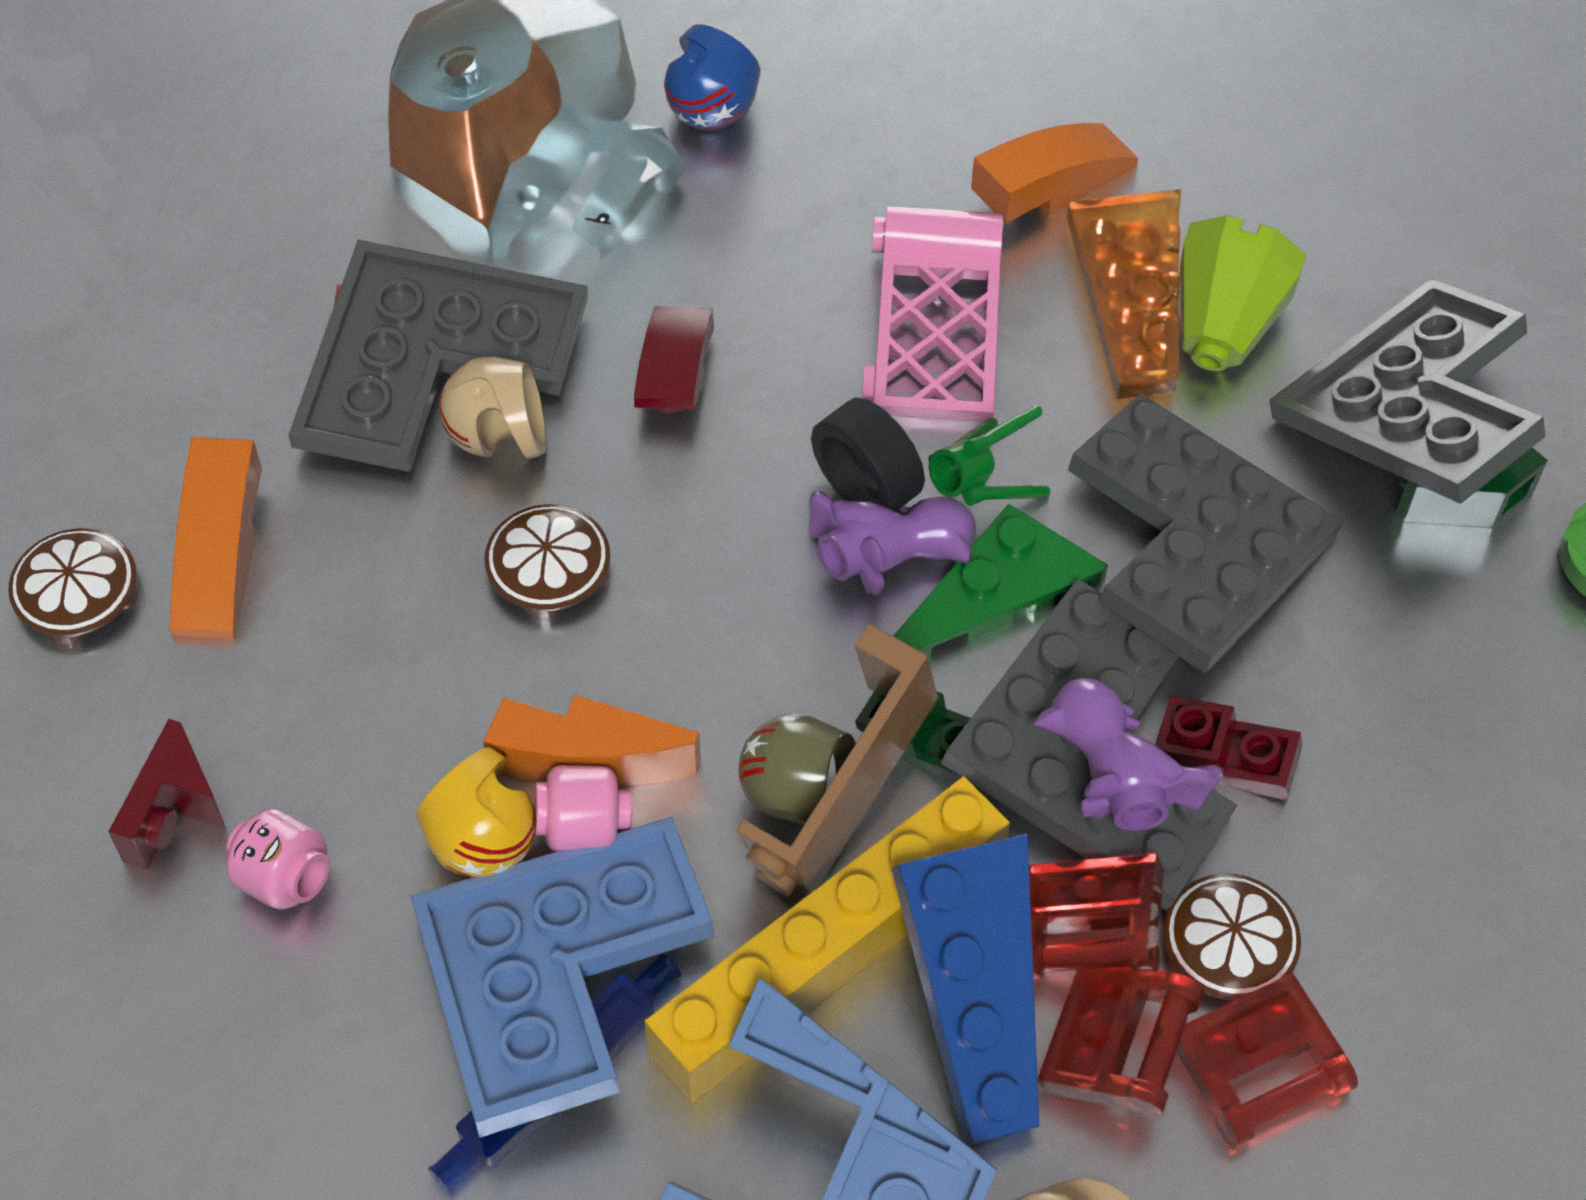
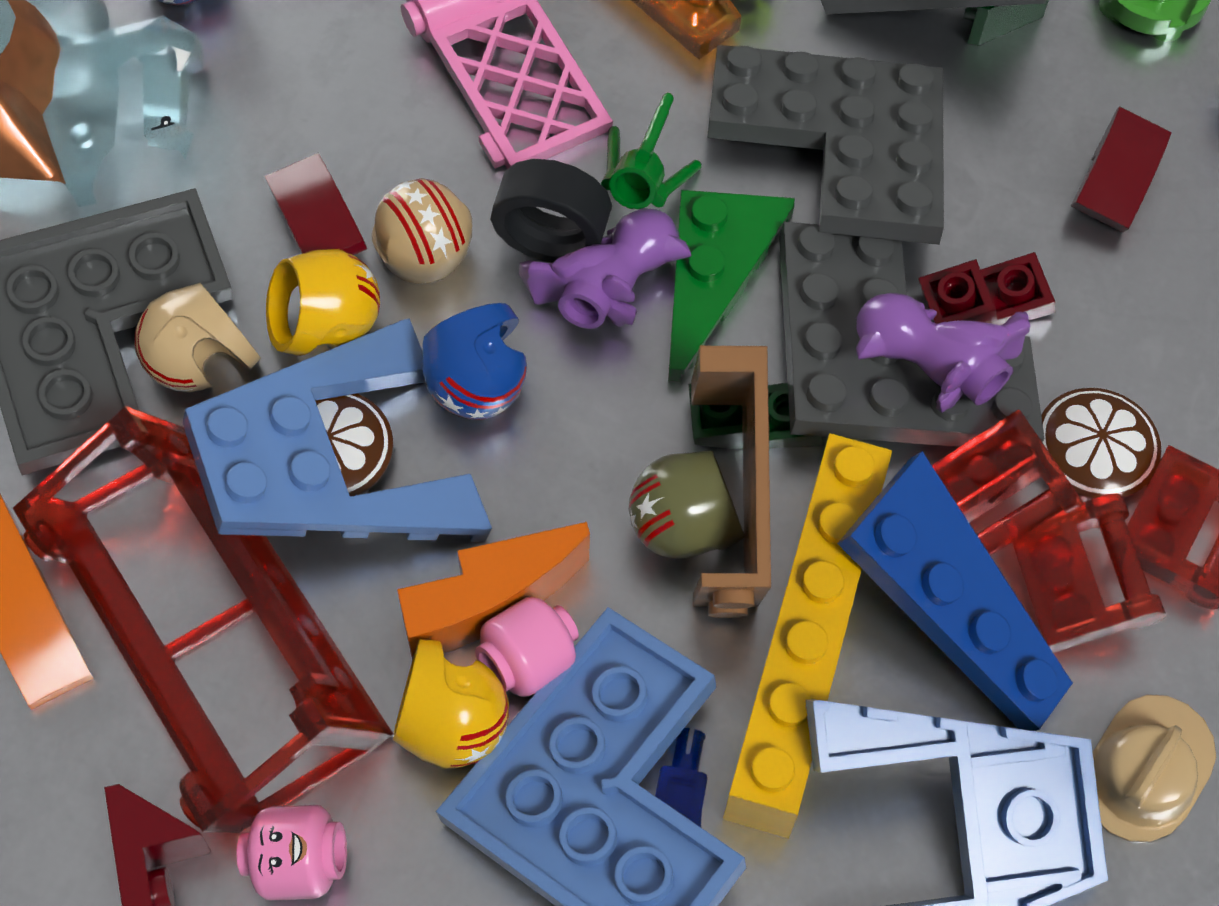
camera: 35 degrees left, 5 degrees up
(388, 754) = (328, 696): none -> clear red windscreen
(481, 536) = (276, 471): none -> medium blue wing
(621, 433) = (335, 300): none -> yellow helmet
(703, 551) = (471, 366): none -> blue helmet
(749, 419) = (422, 231): none -> tan helmet
(1450, 703) = (1122, 169): none -> dark red slope

